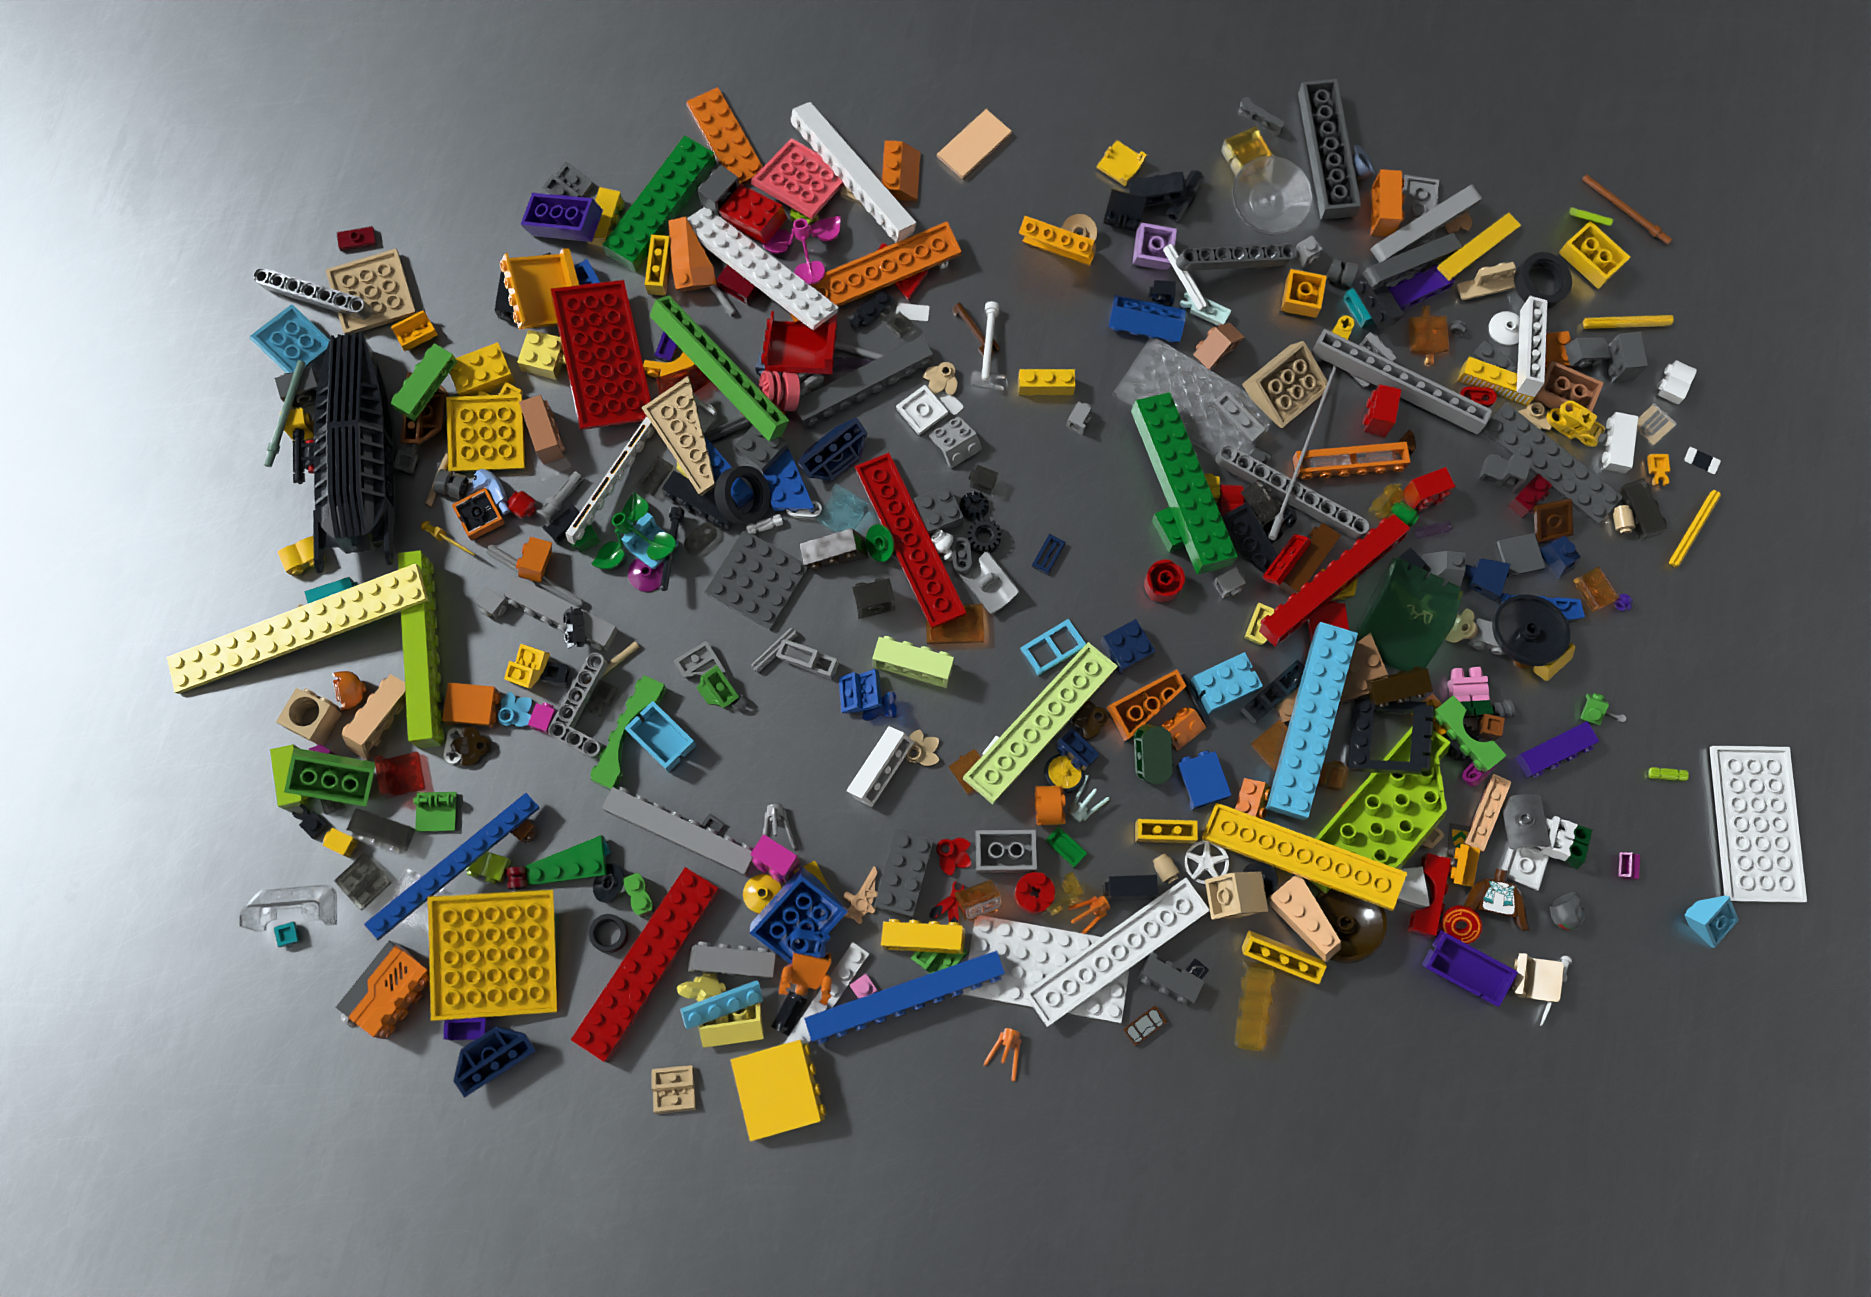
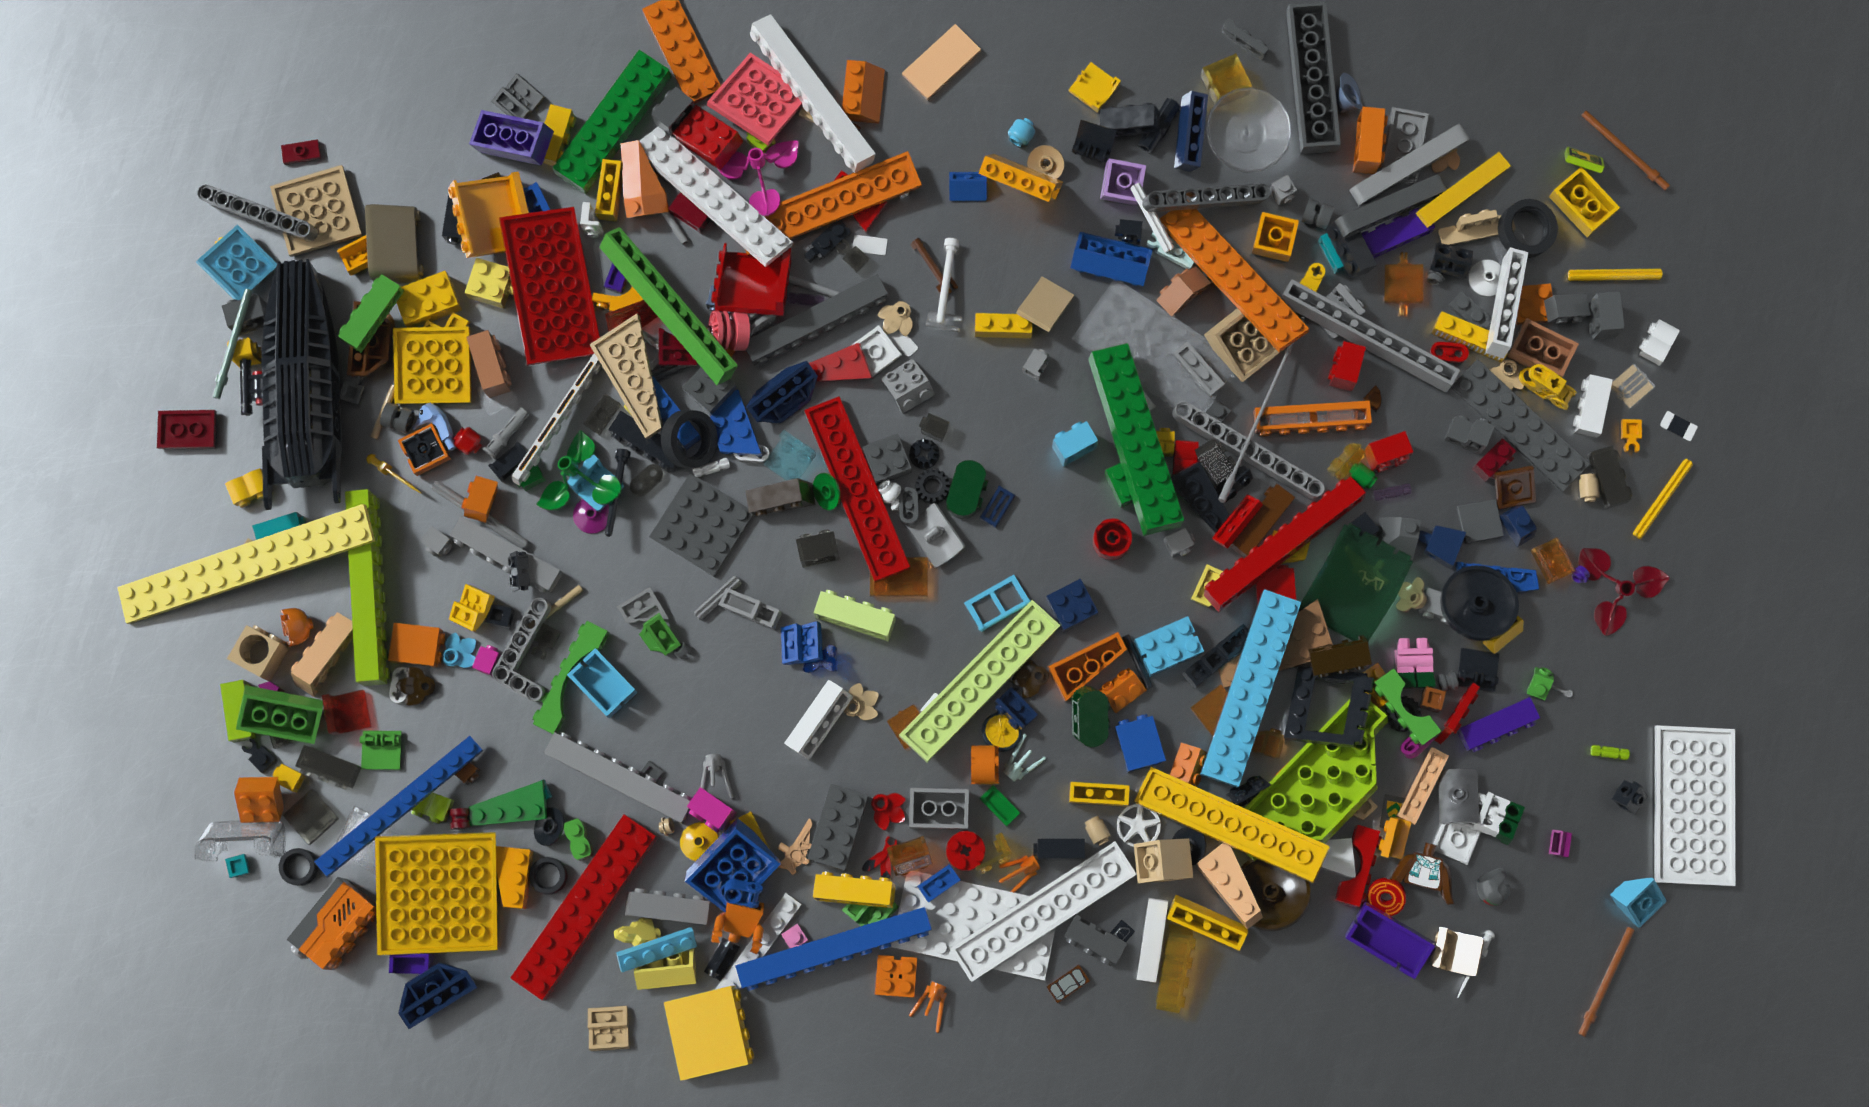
camera: 10 degrees right, 5 degrees up
(239, 501) = (186, 429): none -> dark red plate
(308, 864) = (259, 799): none -> orange brick
(335, 927) = (284, 862): none -> black tyre
(446, 316) = (393, 242): none -> dark tan windscreen
(572, 935) = (513, 875): none -> light orange wedge
(639, 294) = (589, 222): none -> white bracket
(724, 413) = (672, 352): none -> dark red wing
(729, 879) = (666, 826): none -> tan plate
(891, 422) = (842, 365): none -> red wing
(969, 1024) = (896, 976): none -> orange piece
(1005, 255) = (967, 186): none -> blue panel
(1009, 926) = (939, 883): none -> blue plate
(1018, 537) = (966, 489): none -> dark green brick
(1054, 204) = (1021, 132): none -> medium azure head
(1086, 360) = (1045, 304): none -> tan tile
(1122, 489) = (1074, 443): none -> medium azure brick
(1216, 199) = (1191, 131): none -> dark blue brick
(1228, 977) = (1152, 940): none -> white slope
(1269, 329) = (1234, 277): none -> orange plate
(1317, 821) = (1249, 789): none -> black hinge
(1473, 311) = (1451, 260): none -> black brick
(1519, 738) = (1461, 711): none -> red wing
(1532, 697) = (1478, 668): none -> black hinge
(1675, 1038) = (1590, 1016): none -> dark orange bar
(1685, 607) = (1648, 583): none -> dark red plant
(1694, 816) = (1630, 796): none -> black brick

